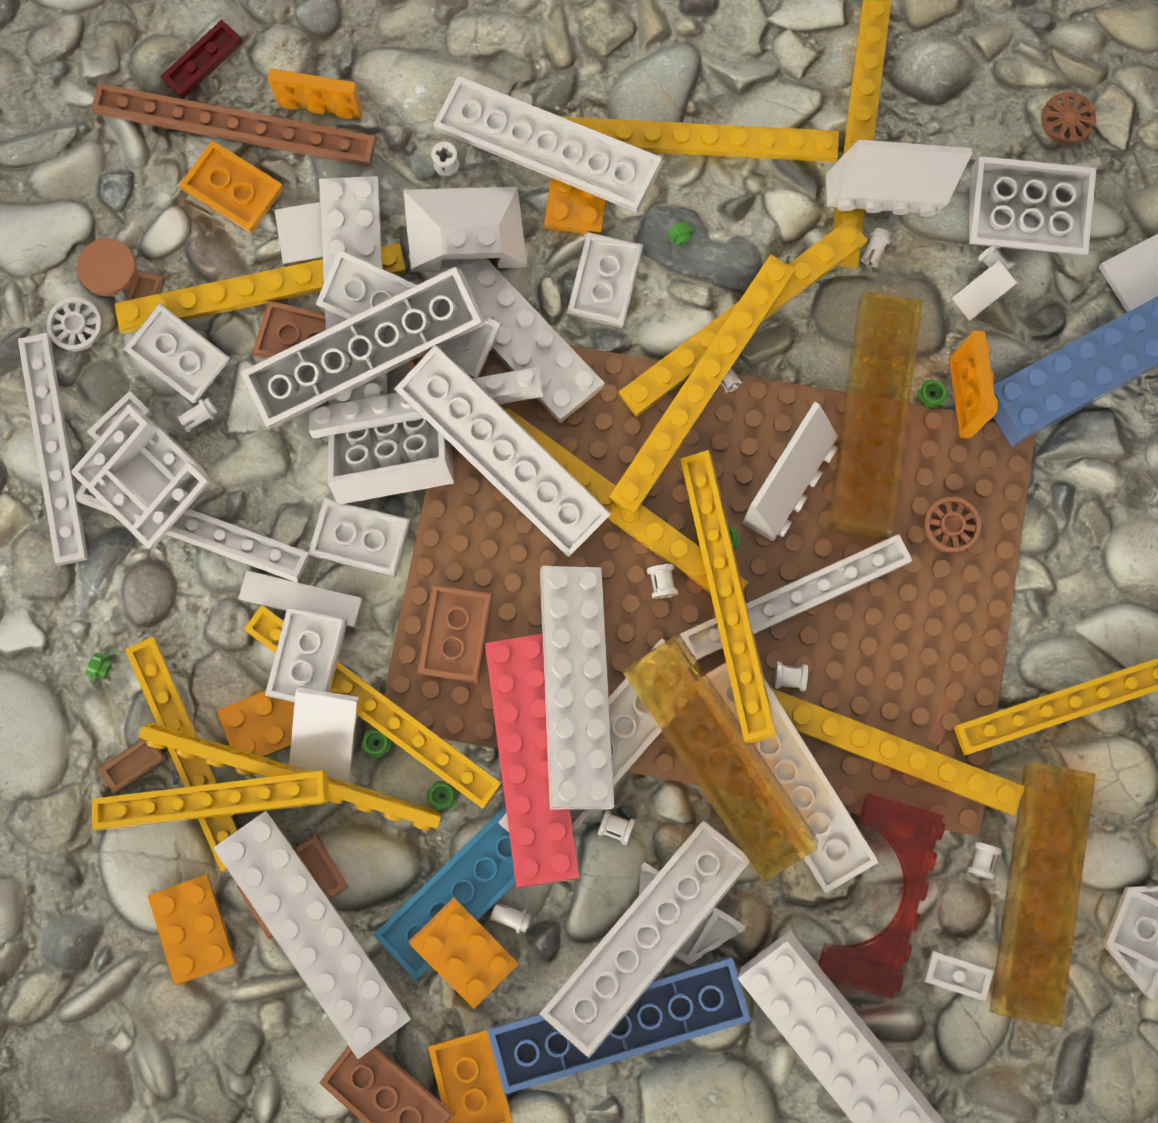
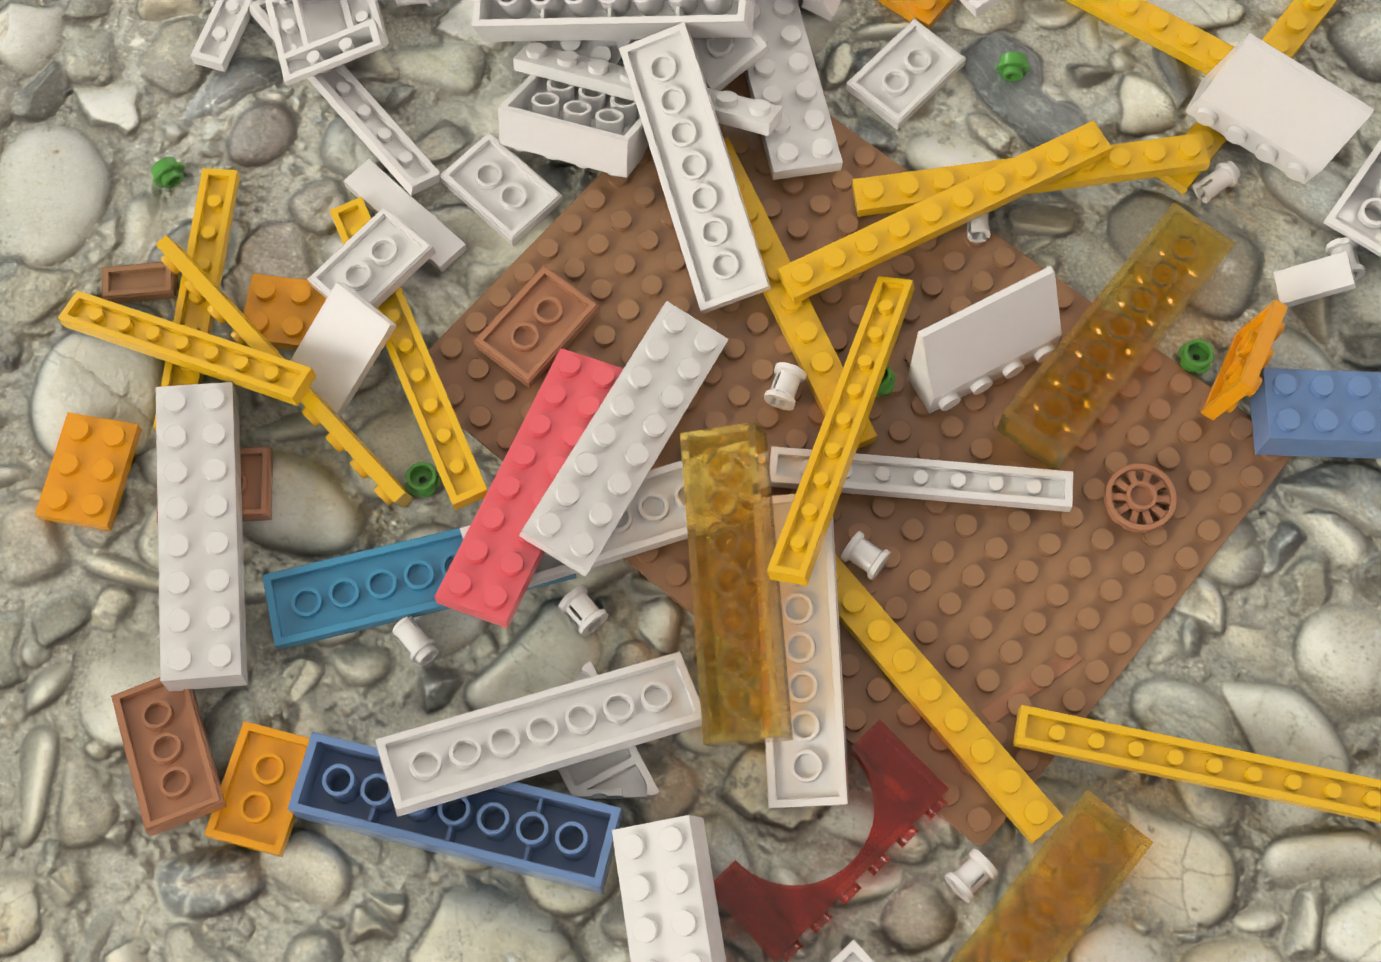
camera: 30 degrees right, 10 degrees down
(368, 743) = (382, 385): bright green plate -> none
(463, 952) = (342, 645): light orange plate -> none

